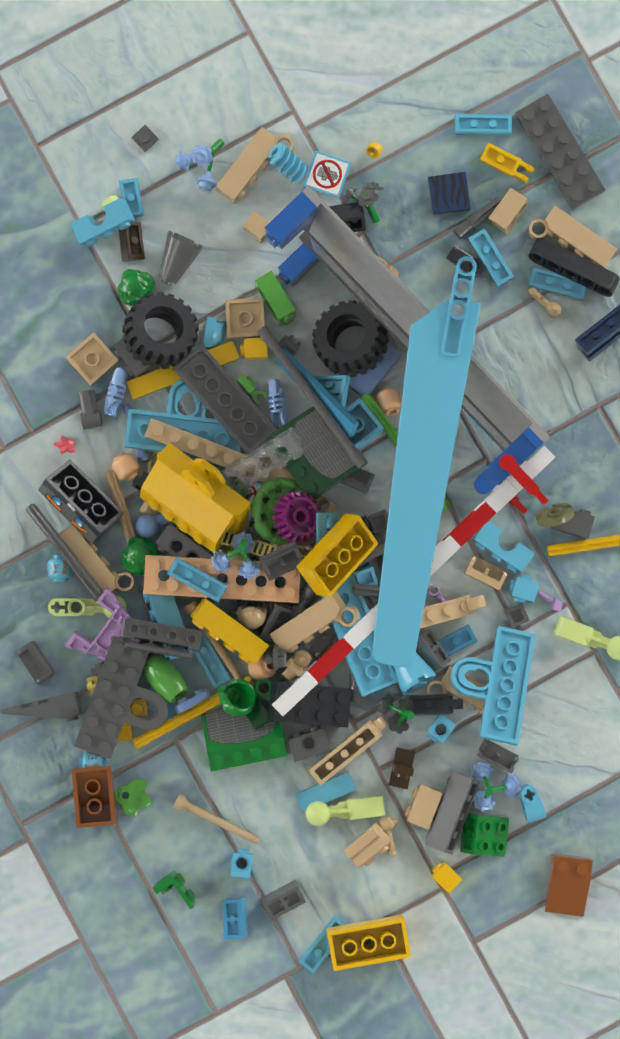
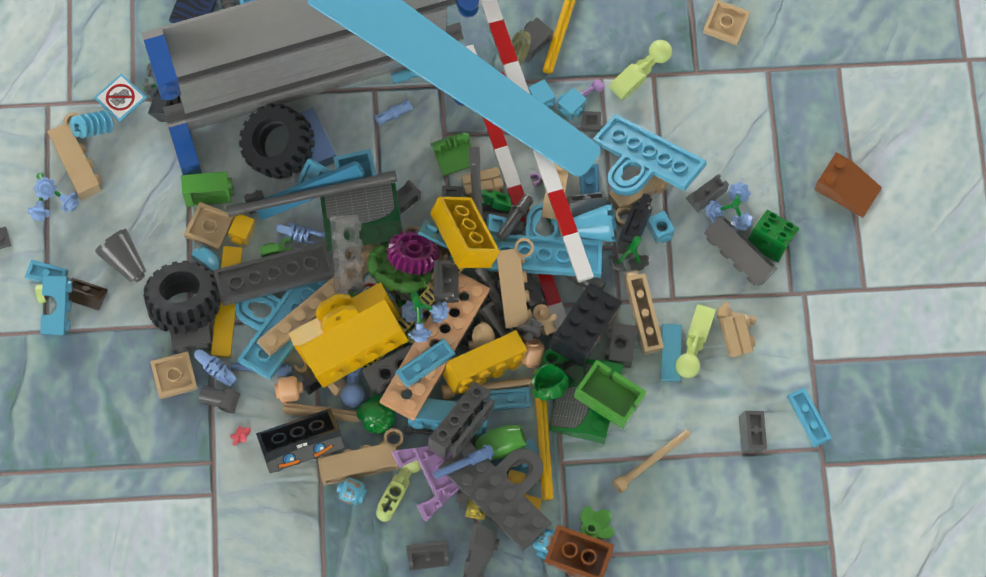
camera: 70 degrees left, 15 degrees down
(64, 550) = (337, 475): dark grey axle -> none
(134, 665) = (473, 458): none -> medium blue pin
(135, 285) = (129, 306): green hair -> none
(178, 881) = (694, 515): green bracket -> none
(185, 704) = (532, 436): medium blue plate -> none
(235, 918) = (750, 482): dark azure hinge -> none
(244, 872) = (704, 462): medium azure brick -> none
(246, 759) = (612, 398): none -> bright green piece
(255, 226) = (134, 177): tan brick -> none
(370, 150) = (124, 55): yellow hinge -> none
(387, 943) = (824, 373): yellow brick -> none
(388, 400) = (348, 139): light nougat head -> none
(389, 429) = (376, 149): bright green axle -> none
(402, 768) = (680, 276): dark brown bracket -> none
(423, 806) = (723, 273): tan brick -> none
(446, 876) = (795, 283): yellow brick -> none
(532, 807) = (764, 183): medium azure piece -> none

